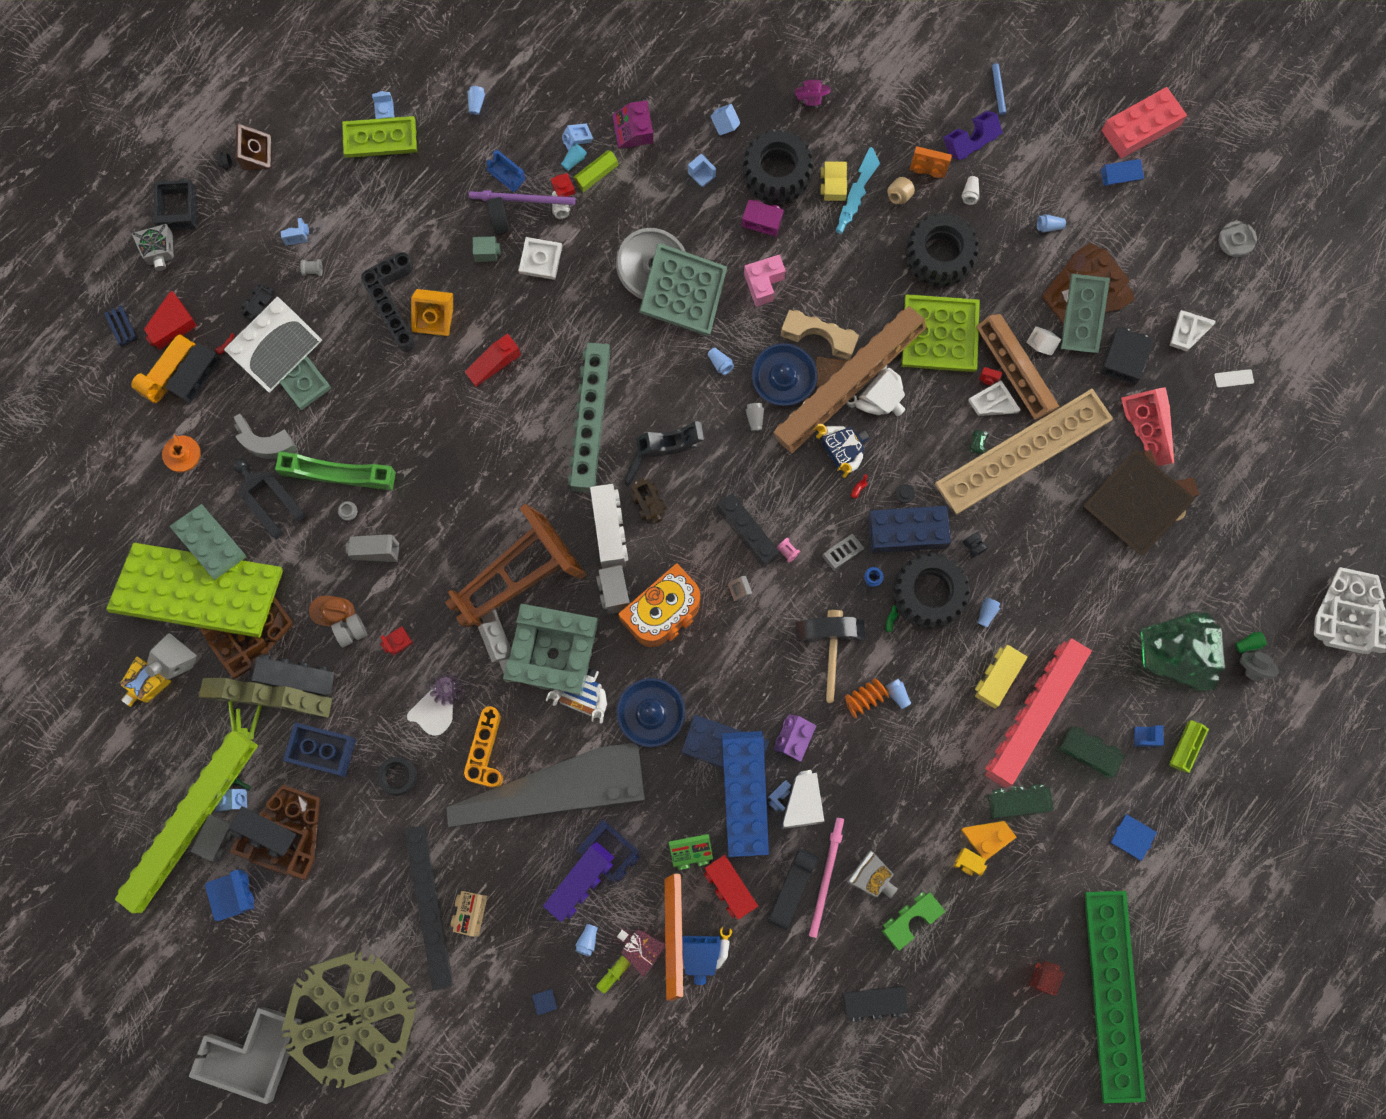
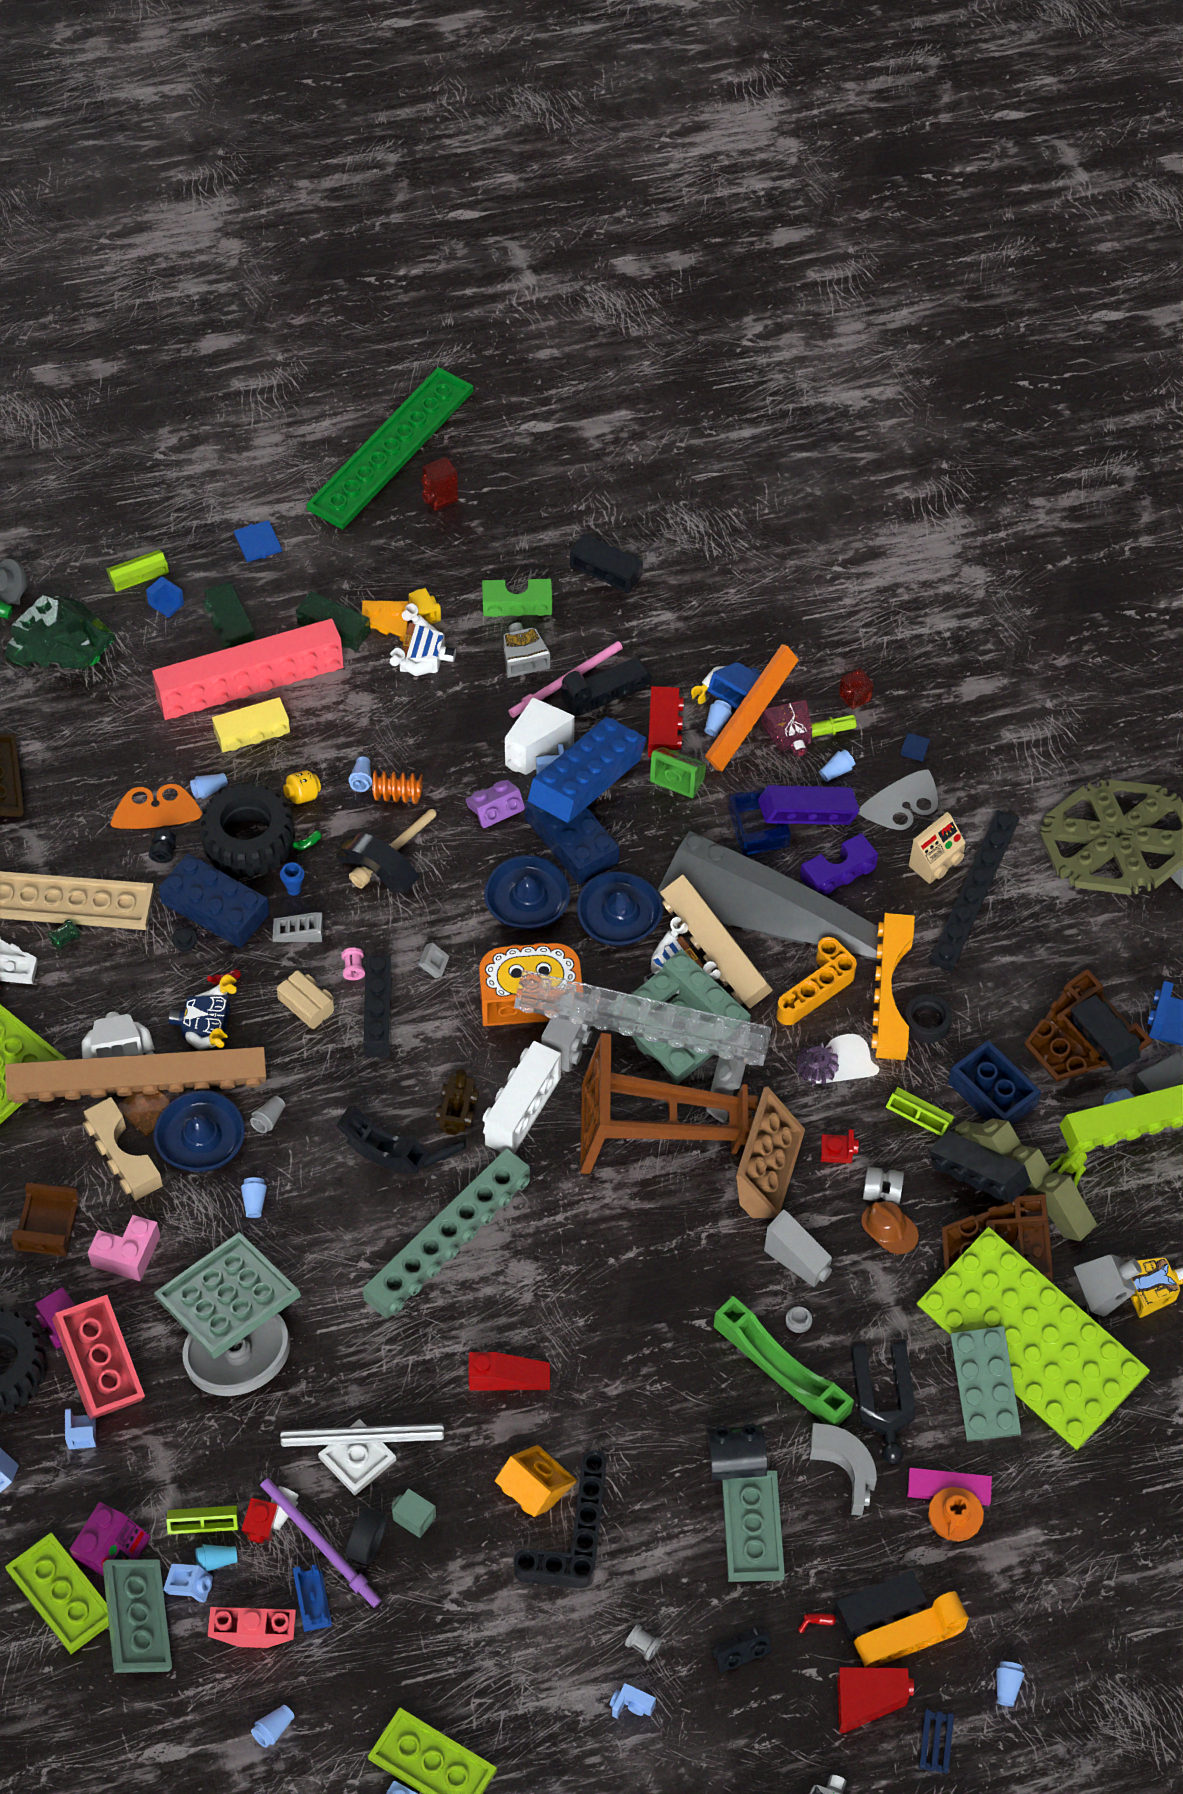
camera: 145 degrees left, 20 degrees down
(97, 381) = (1008, 1682): none -> light blue cone
(206, 466) = (927, 1483): none -> dark pink tile
(273, 344) = (758, 1564): slope -> none
(329, 401) = (736, 1452): none -> black brick
(359, 700) = (920, 1112): none -> lime piece
(425, 590) = (768, 1158): none -> medium nougat slope
(450, 815) = (892, 1030): none -> light orange arch
(521, 870) = (824, 877): none -> dark purple arch
(523, 133) = (251, 1626): none -> coral slope
(528, 960) = (889, 800): none -> light grey piece
(543, 266) = (367, 1434): none -> axle
(563, 618) = (642, 1017): none -> clear brick
(569, 729) = (716, 941): none -> tan brick
(587, 99) = (137, 1616): none -> sand green plate
(617, 1018) = (856, 688): none -> clear red brick
(636, 85) = (60, 1592): none -> lime plate
(697, 920) = (718, 716): none -> light blue cone
(718, 679) = (527, 893): none -> dark blue hat
(720, 201) = (98, 1357): none -> coral brick
(796, 505) = (306, 999): none -> tan brick
(824, 266) = (47, 1219): none -> reddish brown panel
(926, 652) = (302, 787): none -> yellow head
(941, 824) = (422, 646): none -> torso
(996, 576) = (138, 816): none -> orange piece

